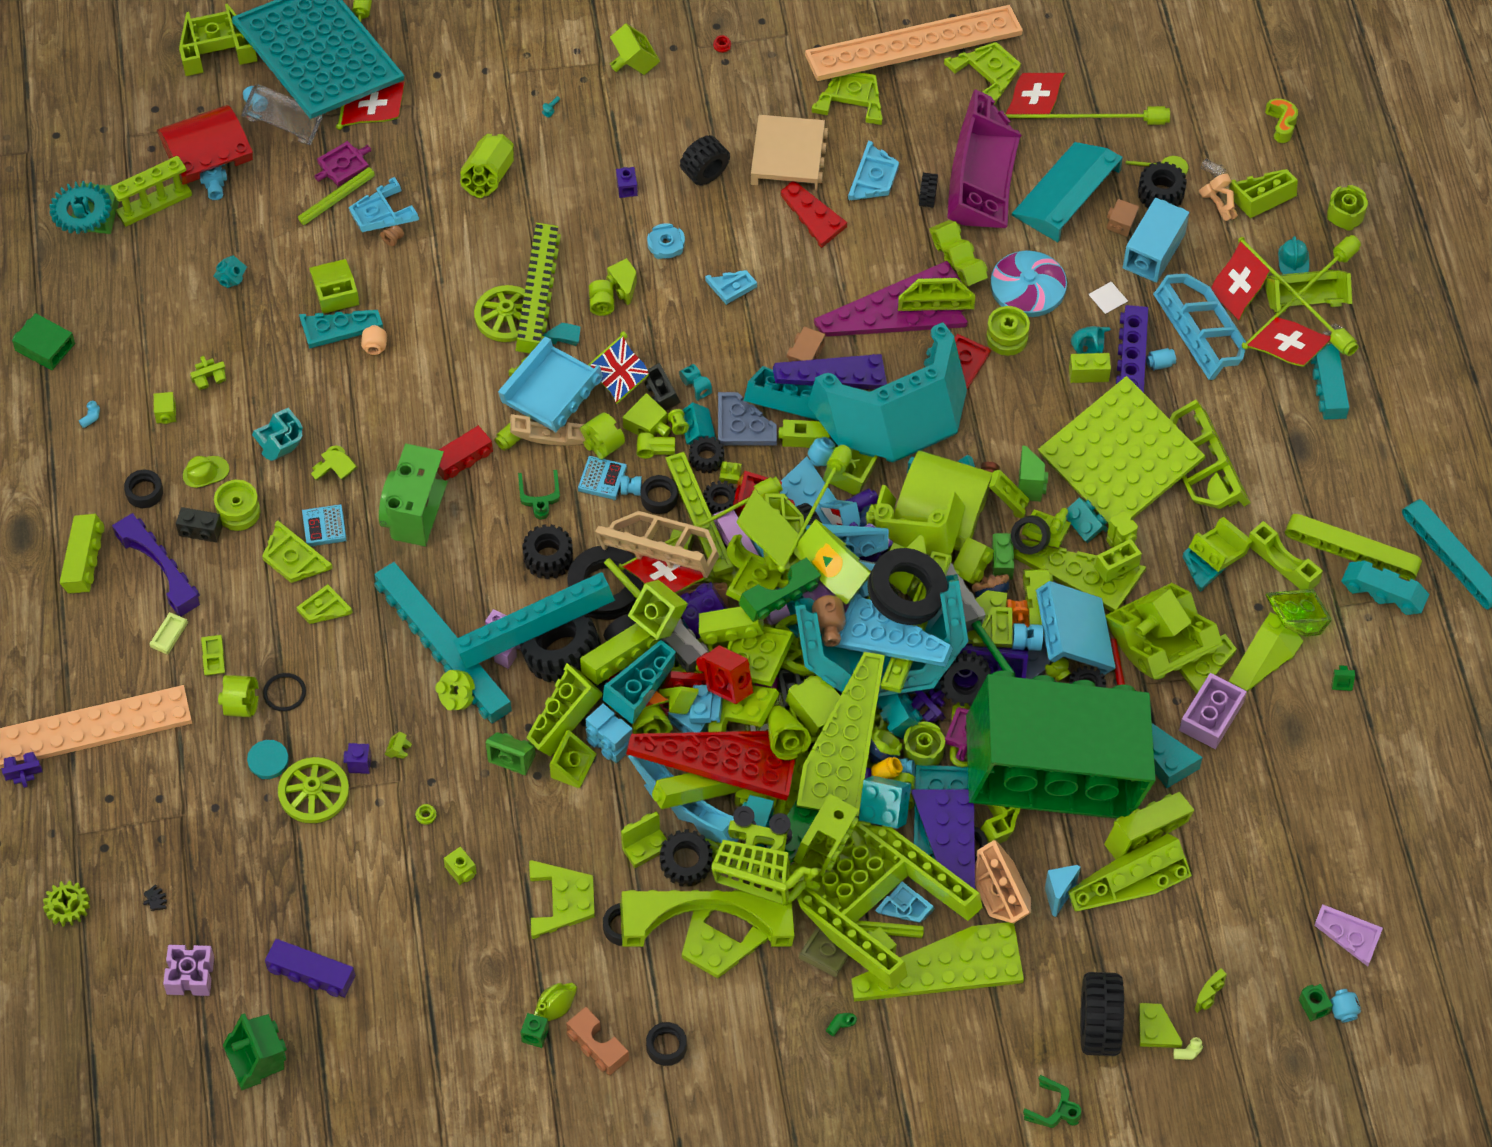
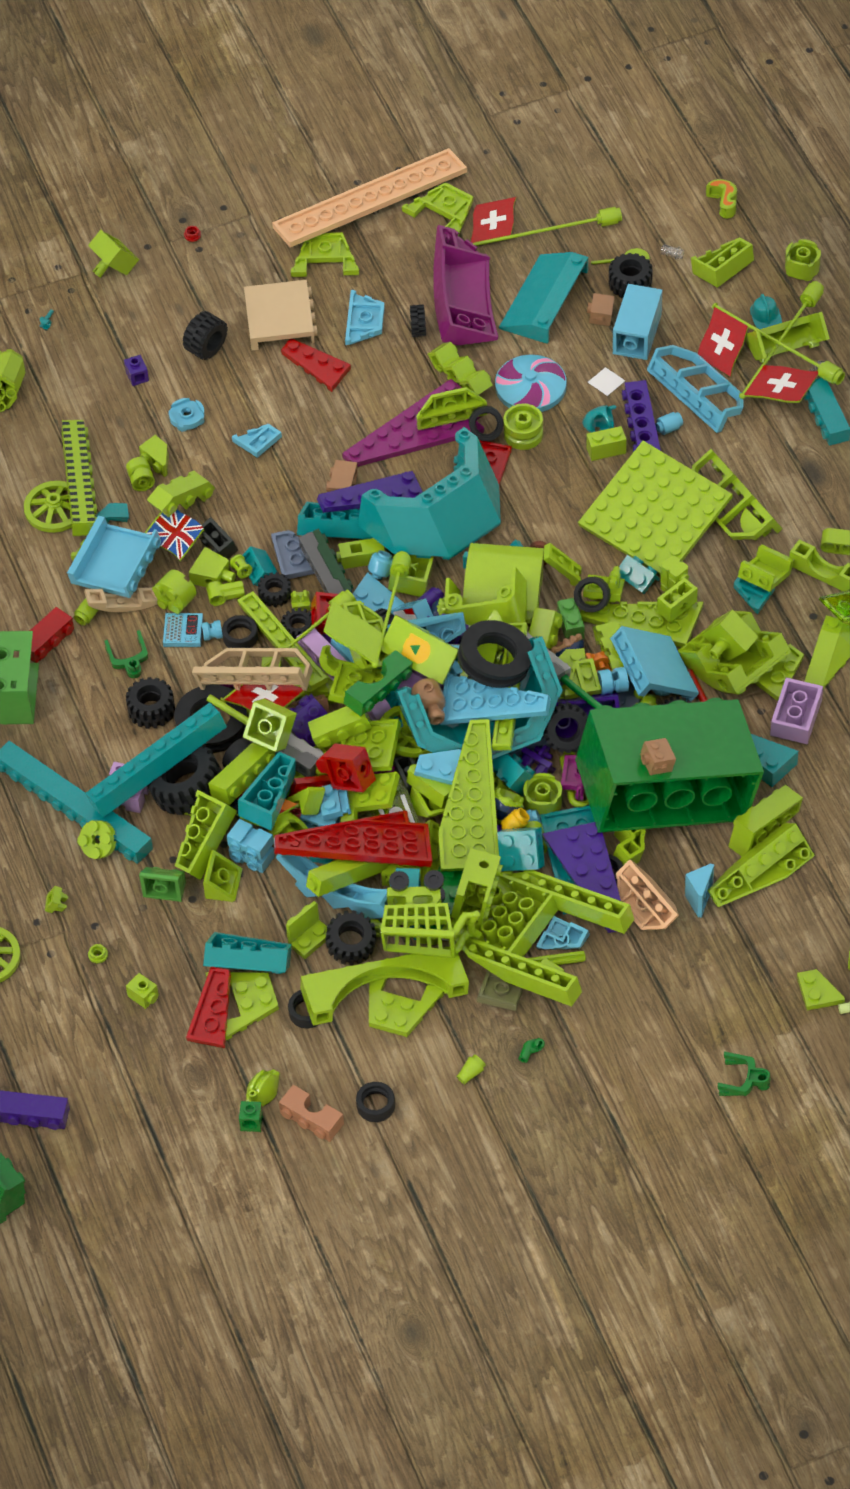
camera: 10 degrees left, 5 degrees down
(358, 758) = (21, 918): dark purple brick -> none
(523, 907) = (211, 1013): none -> red wing
(574, 850) = (246, 953): none -> teal wedge
(636, 328) = (180, 492): none -> lime brick
(692, 376) = (243, 524): teal leg -> none
(763, 440) = (324, 562): none -> piece
(774, 1030) = (471, 1068): none -> lime cone
(786, 734) = (416, 809): lime cone -> none
(820, 693) = (438, 766): none -> medium azure wing
(962, 961) = (625, 973): lime wing -> none
(969, 304) = (481, 410): none -> black tyre
(1032, 475) = (579, 544): bright green slope -> none
(1045, 743) = (657, 756): none -> medium nougat head
(1102, 1013) = (767, 984): black tyre -> none
(1219, 185) = (675, 271): light nougat piece -> none

